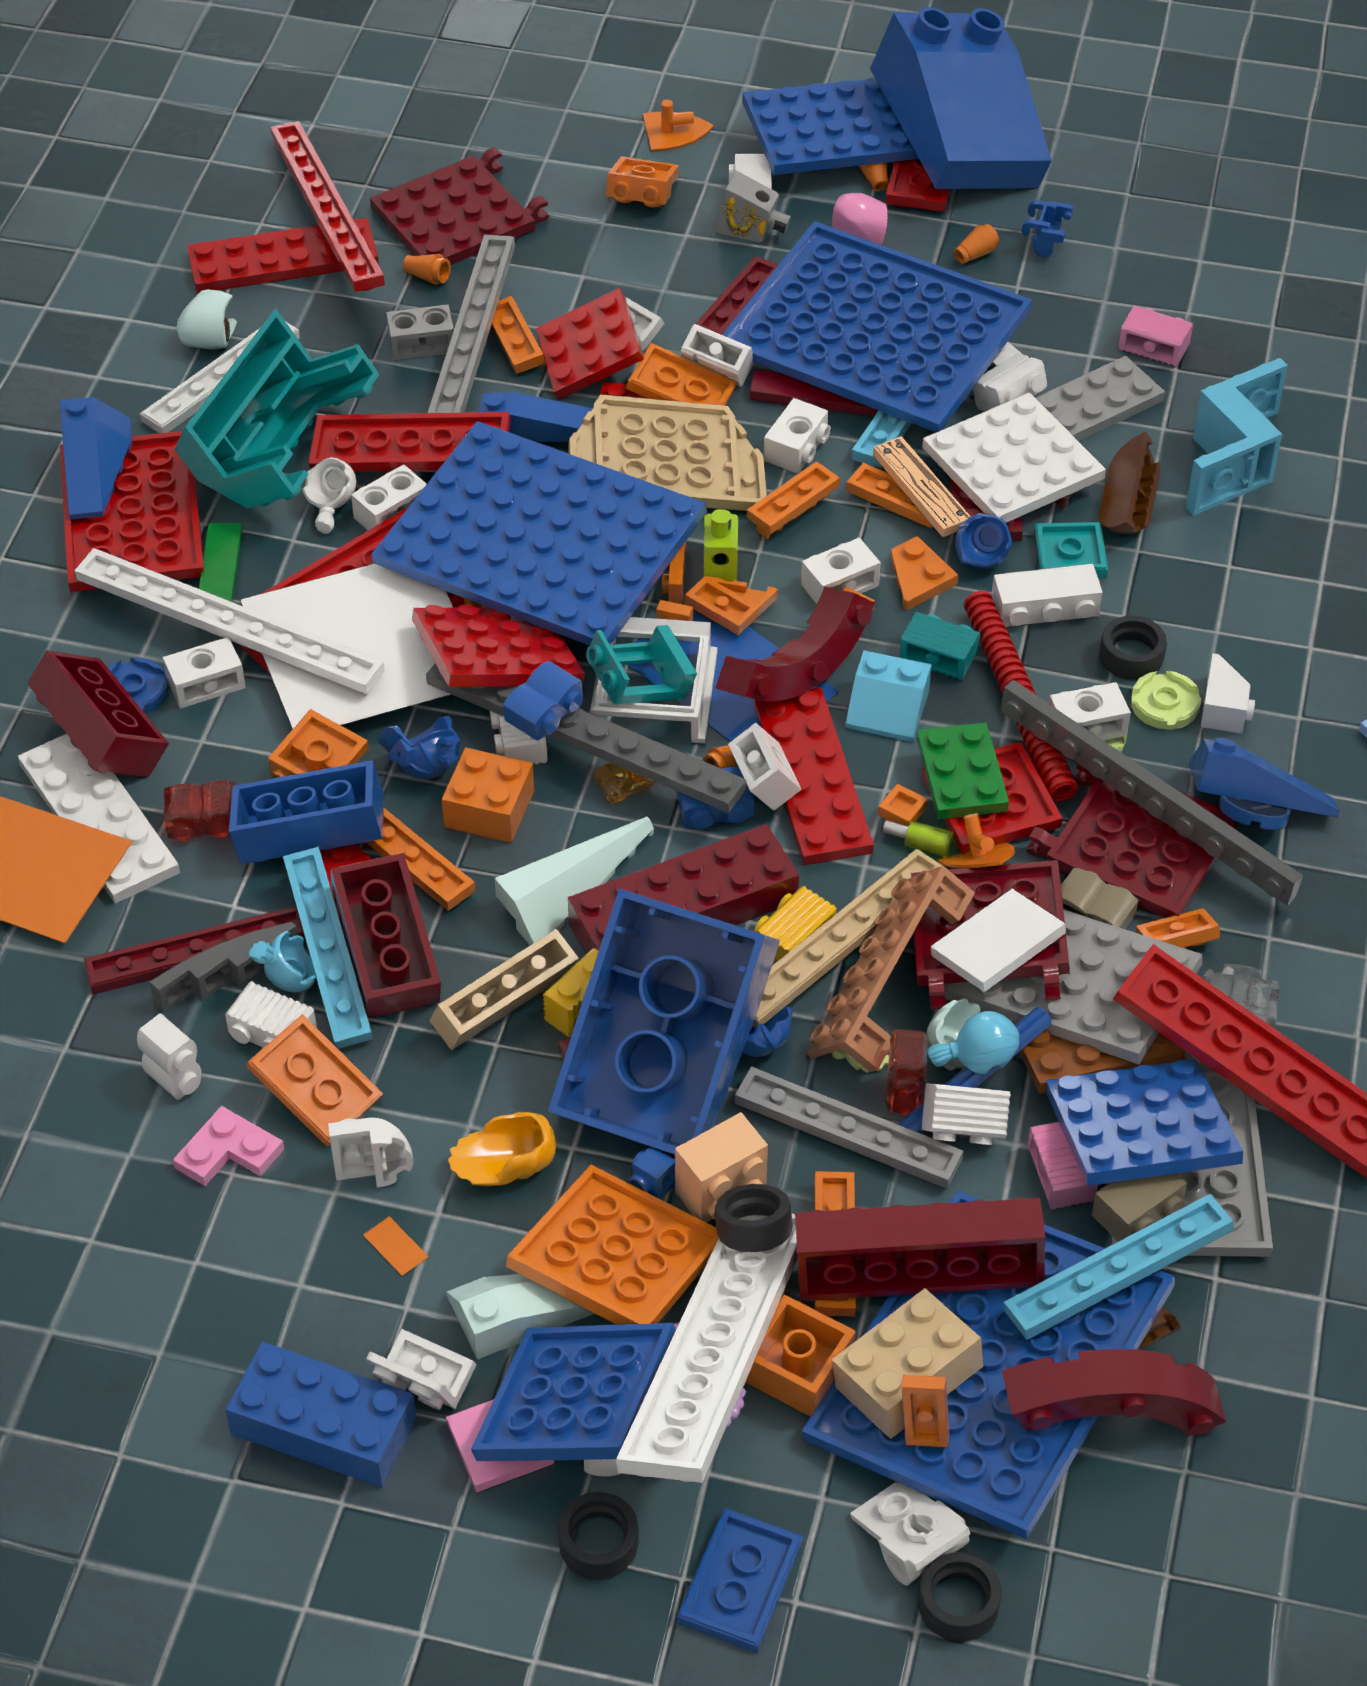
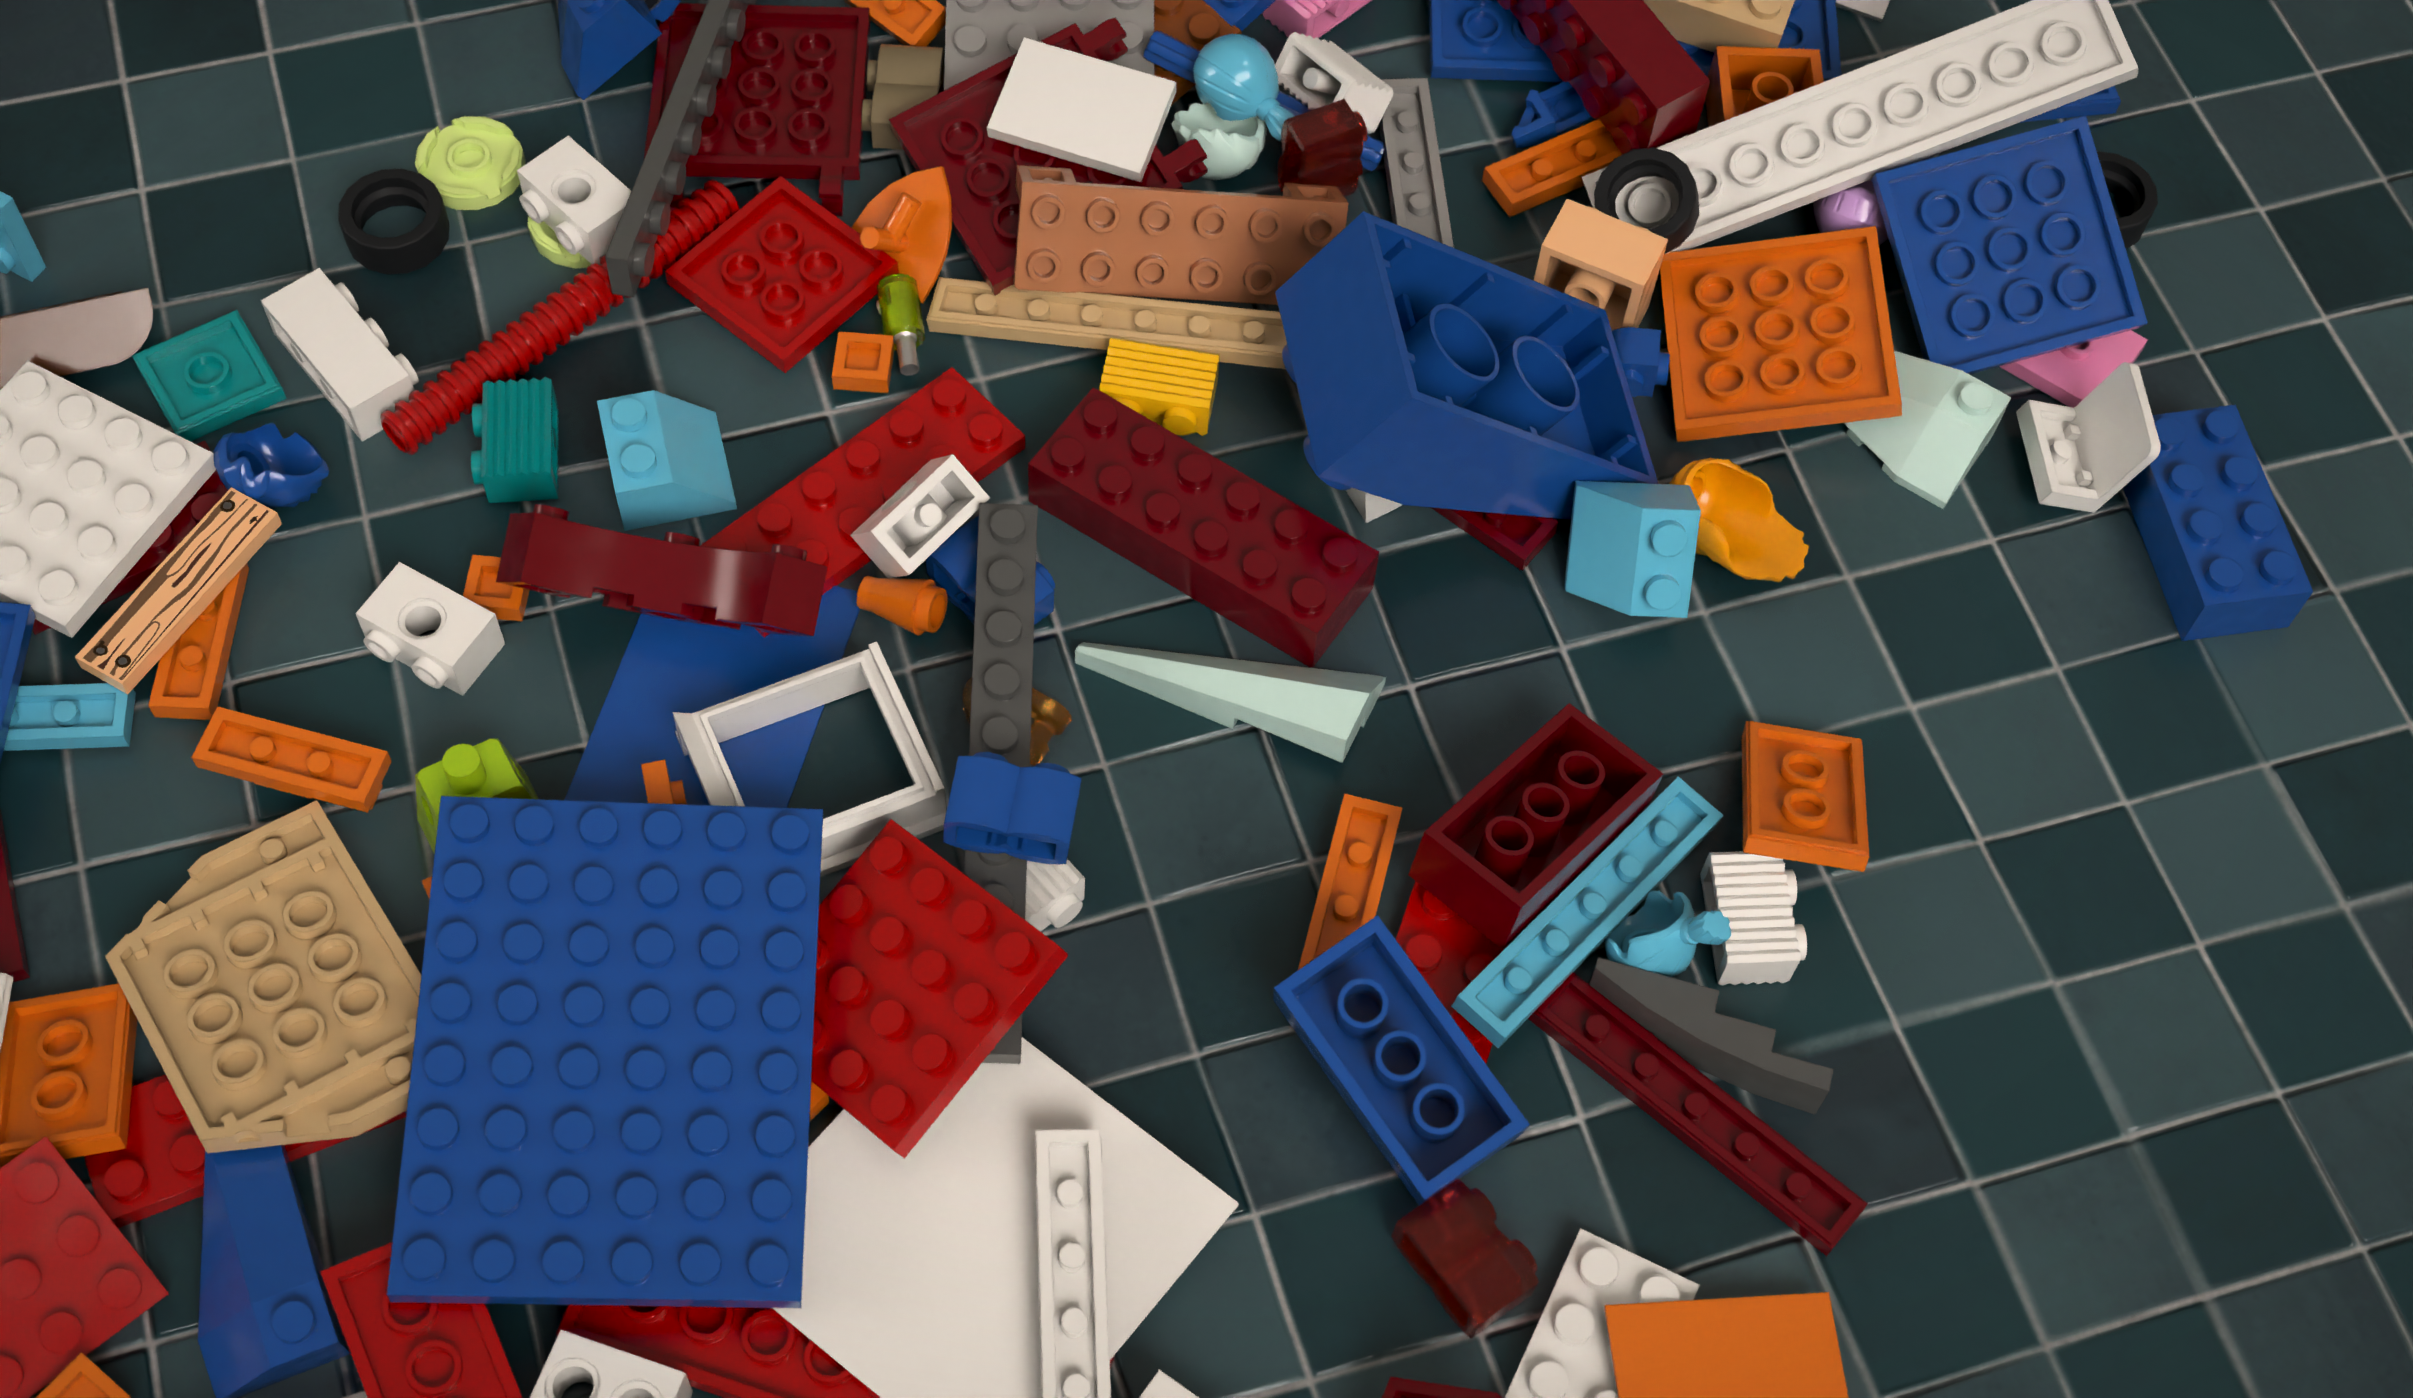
camera: 125 degrees left, 10 degrees up
(169, 1056) = (1922, 980): white brick -> none
(226, 1138) = (1949, 874): bright pink plate -> none
(316, 745) = (1267, 1137): orange plate -> none
(369, 1149) = (1865, 656): white slope -> none
(395, 1246) = (1926, 597): orange sticker -> none
(425, 754) = (1144, 999): blue helmet -> none
(488, 795) = (1176, 864): orange brick -> none
(503, 989) = (1503, 646): tan brick -> none
(512, 1077) = (1633, 547): none -> medium azure slope
(566, 996) = (1436, 565): yellow brick -> none
(661, 650) = (793, 723): teal panel -> none
(729, 602) = (573, 745): orange wing -> none
(796, 436) = (150, 852): white brick -> none
(920, 572) = (358, 542): orange wing -> none
(962, 770) = (768, 304): green plate -> none
(1226, 698) = (436, 88): white slope -> none

